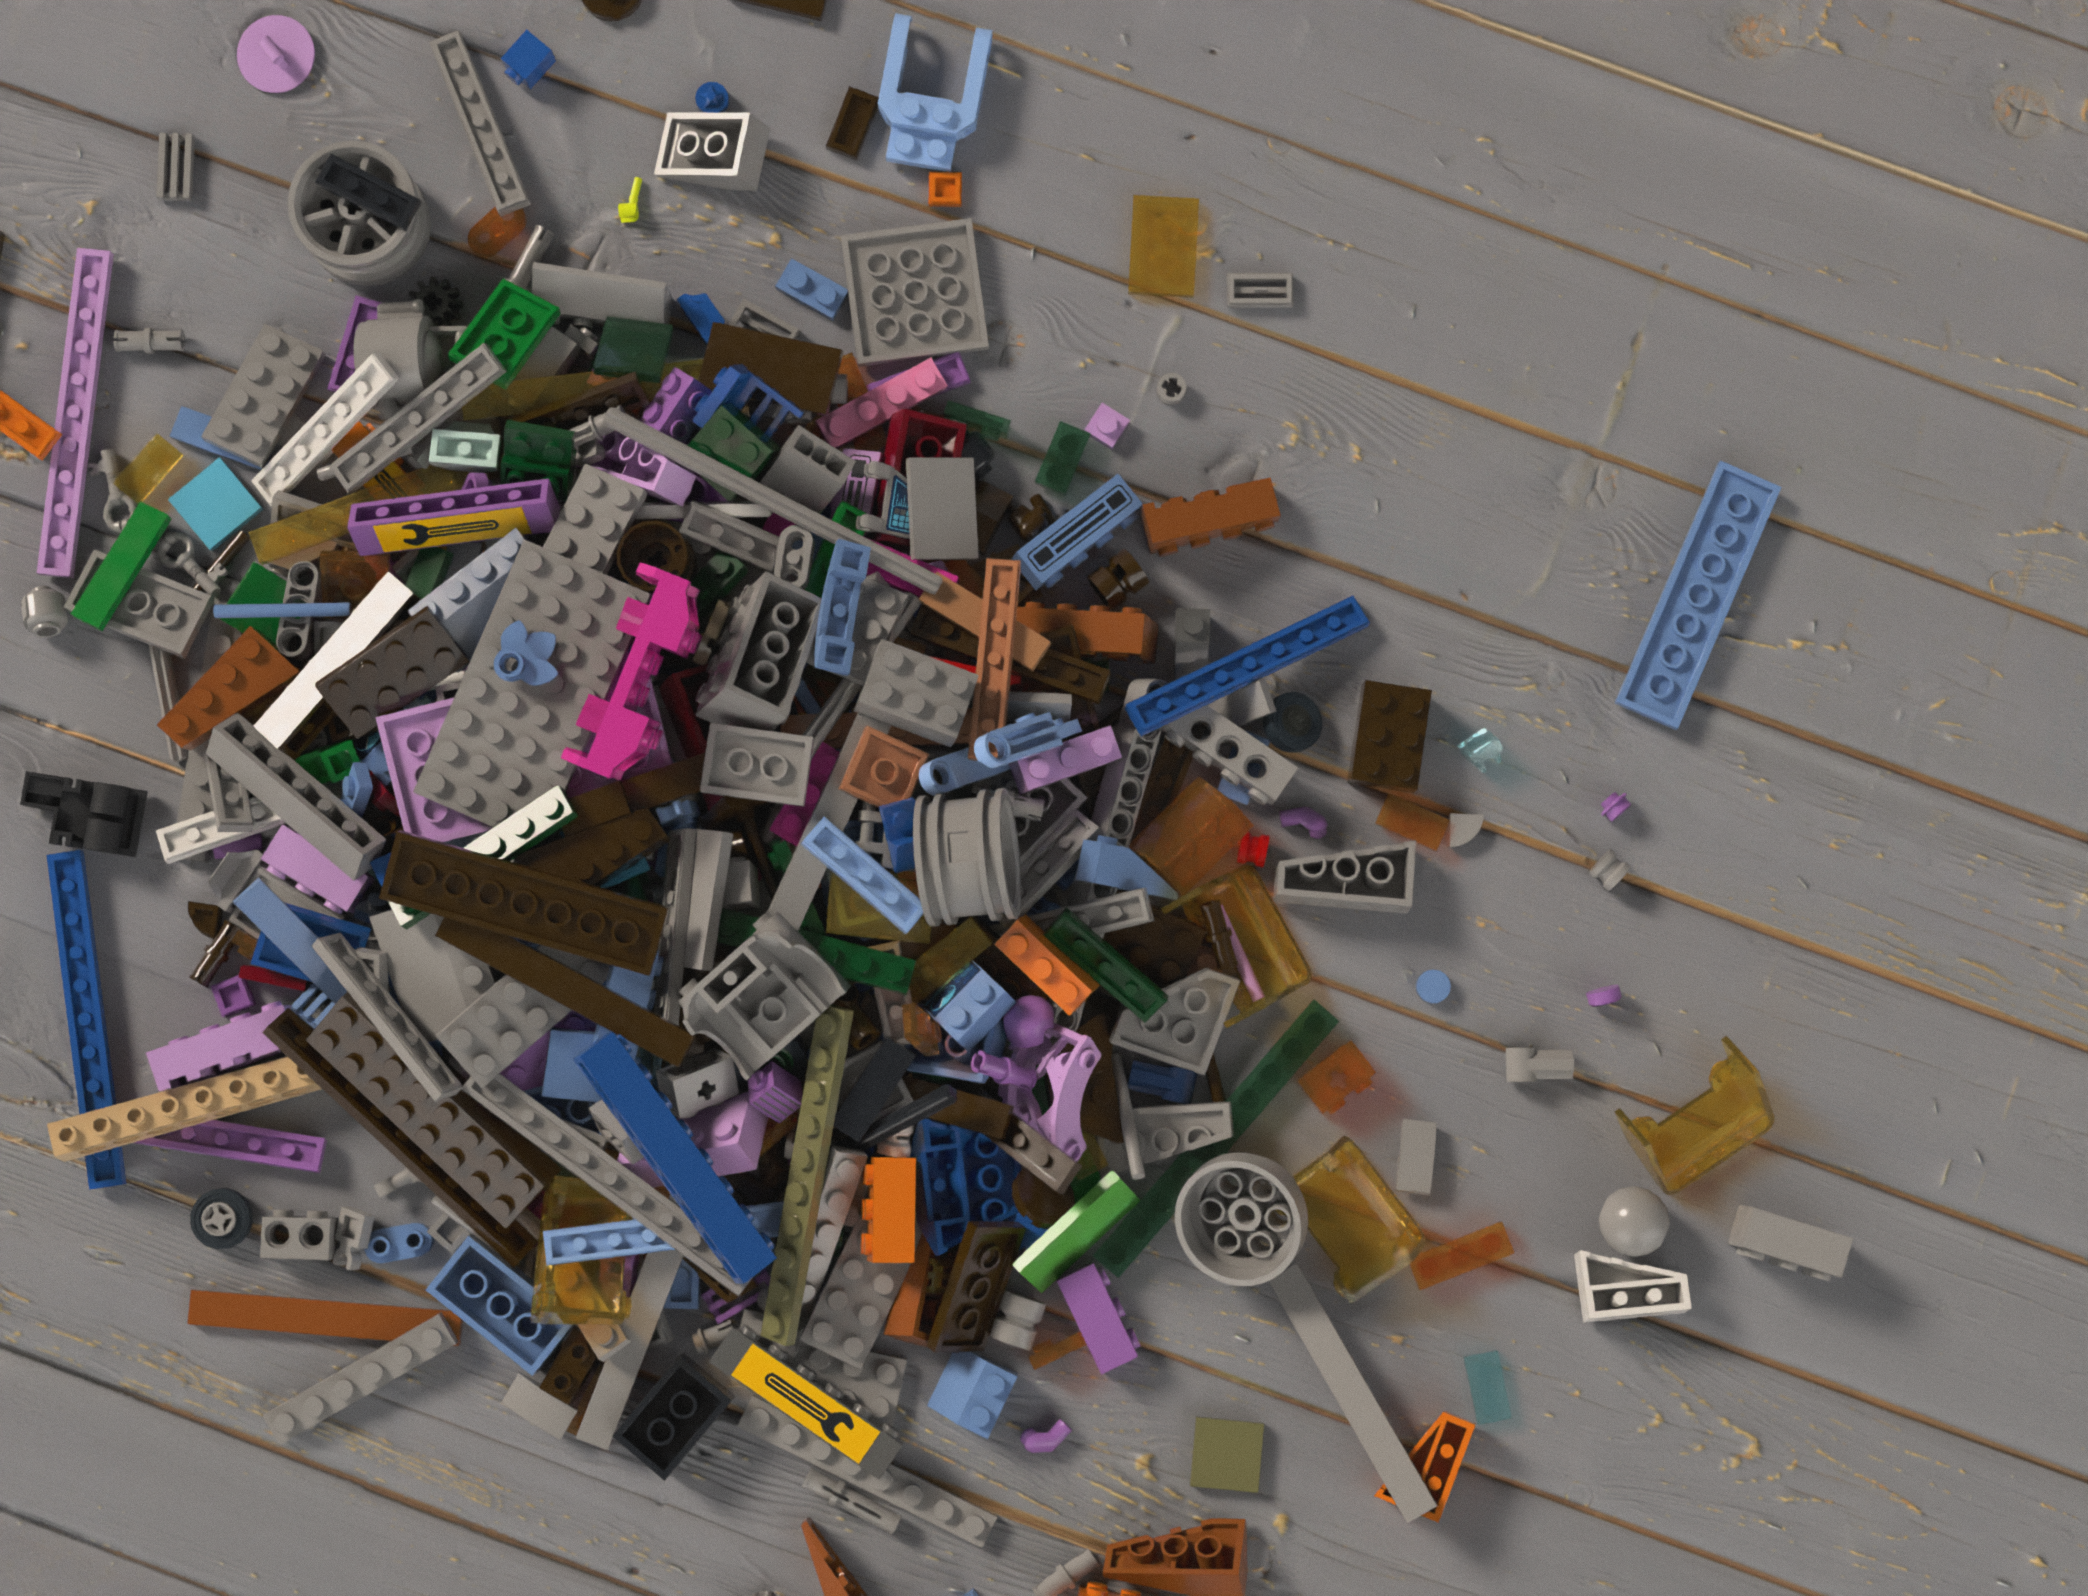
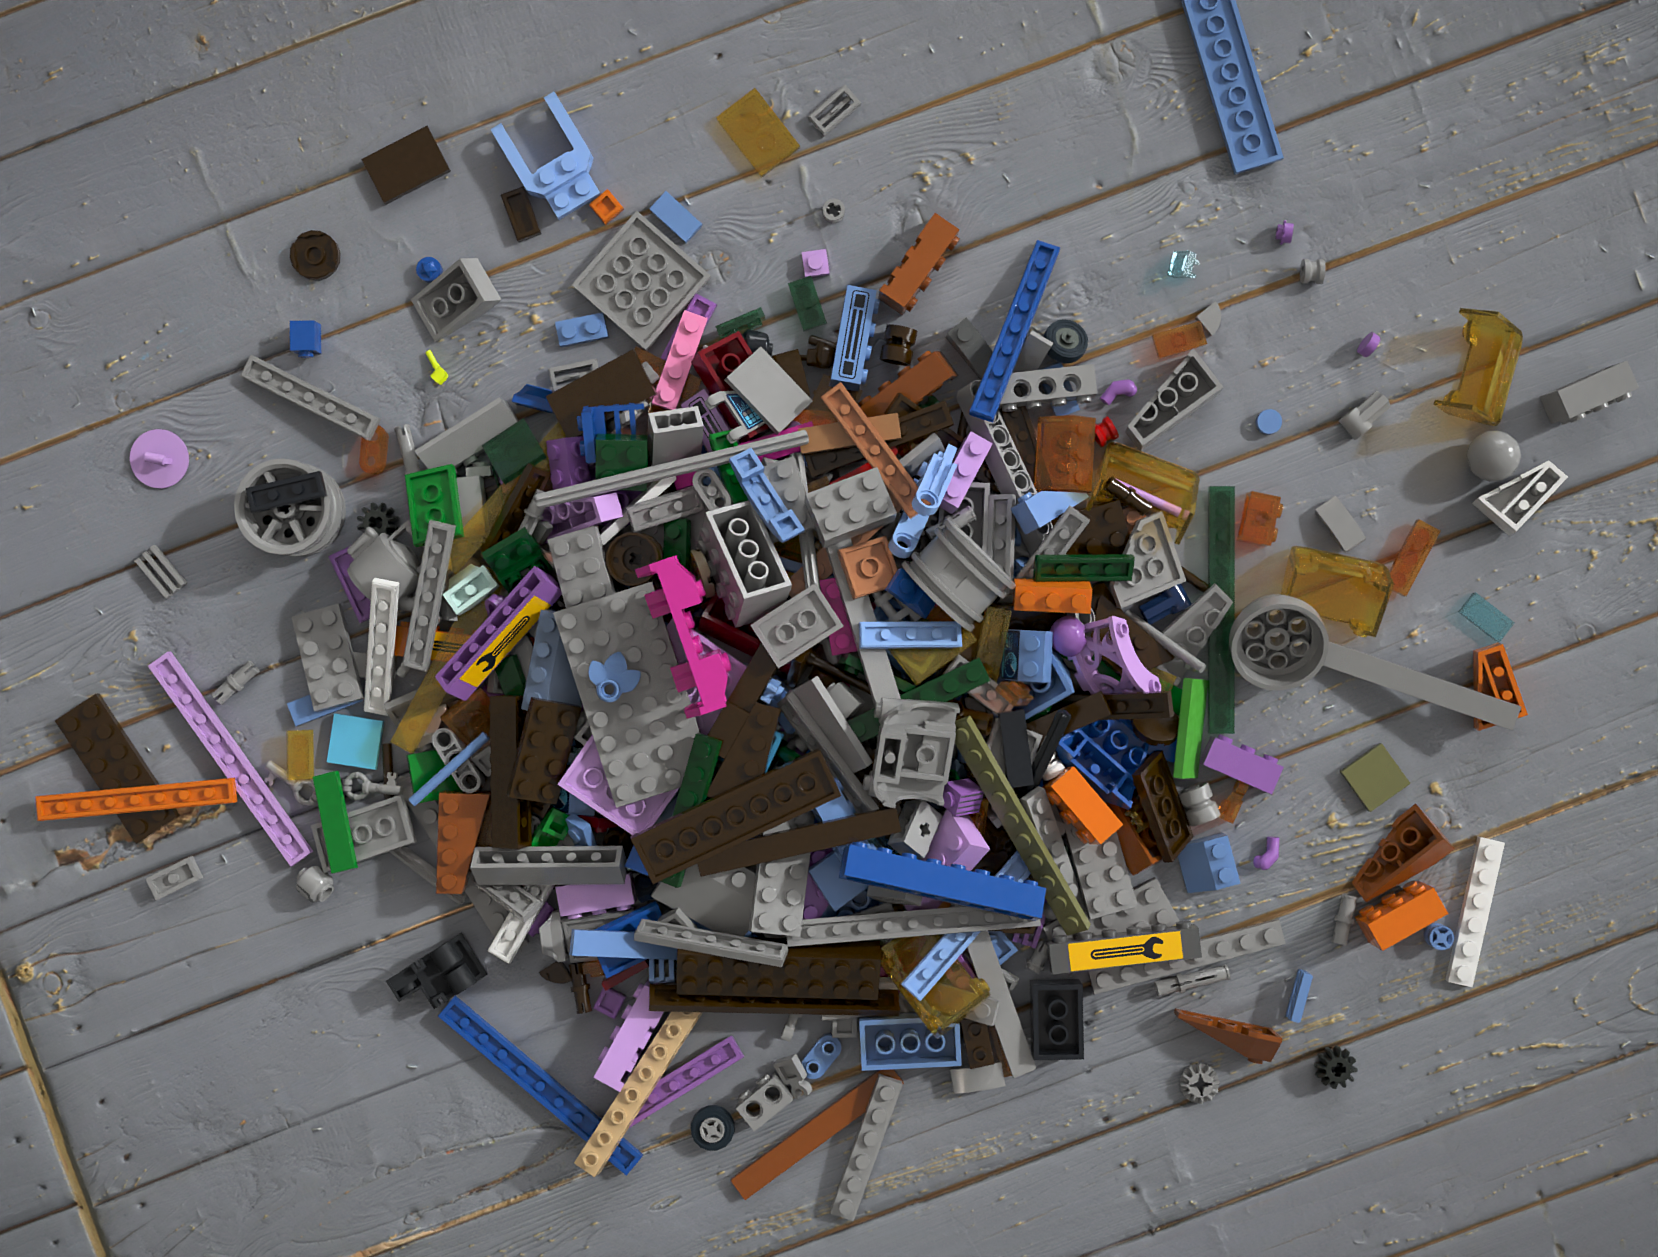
camera: 40 degrees left, 5 degrees up
(1003, 1070) = (1079, 675): medium lavender pin -> none
(1006, 259) = (676, 217): none -> medium blue tile
(1389, 736) = (1126, 302): dark brown brick -> none

